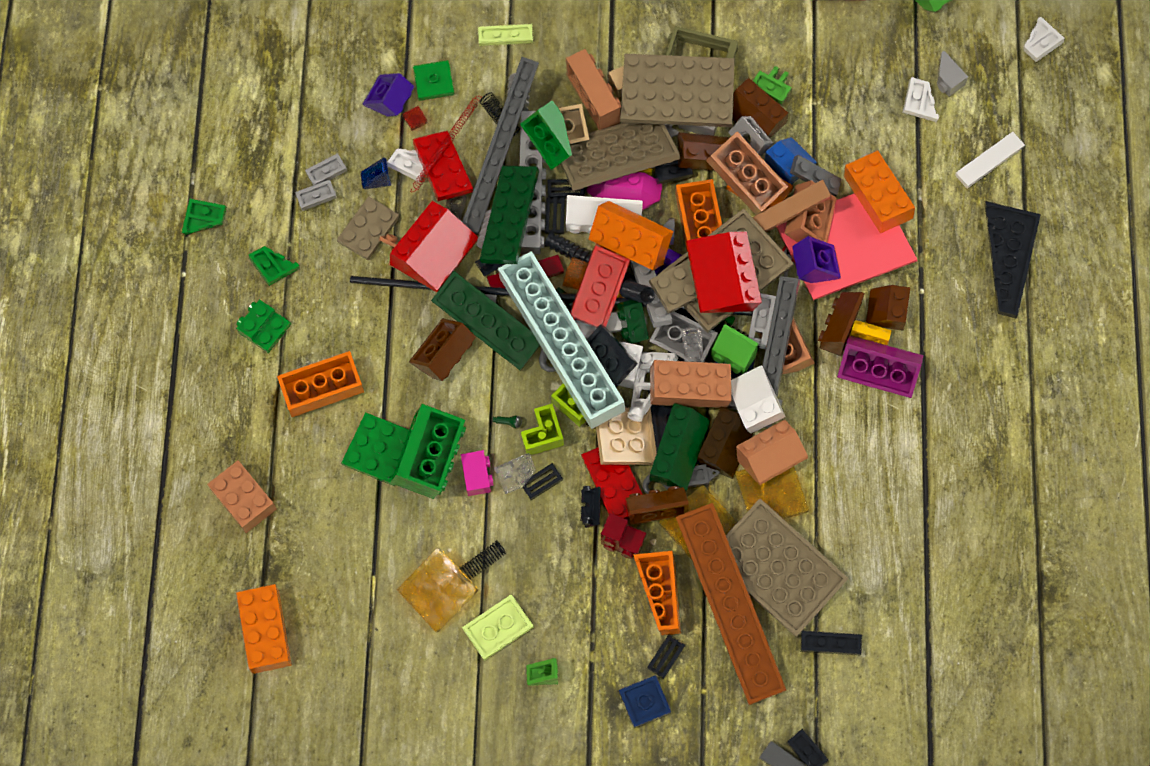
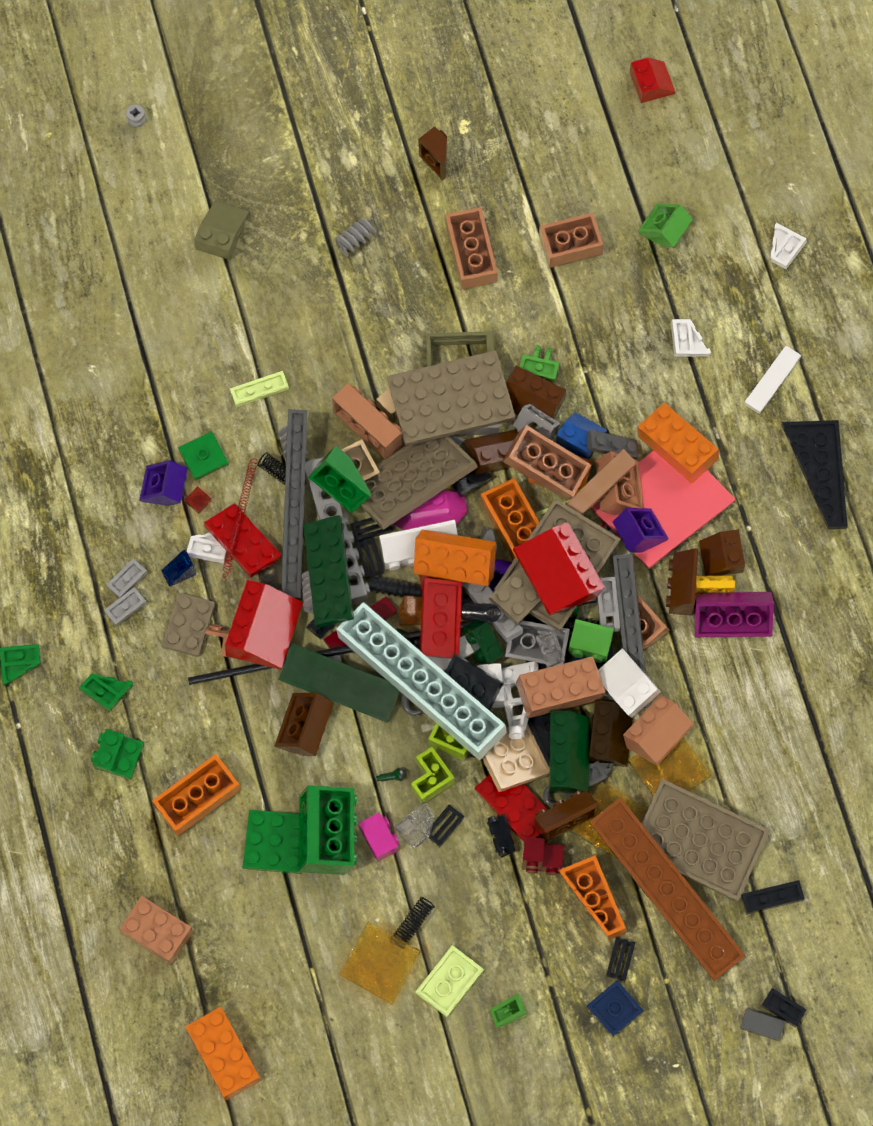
camera: 20 degrees left, 0 degrees up
(950, 75) = (708, 307): light grey slope -> none

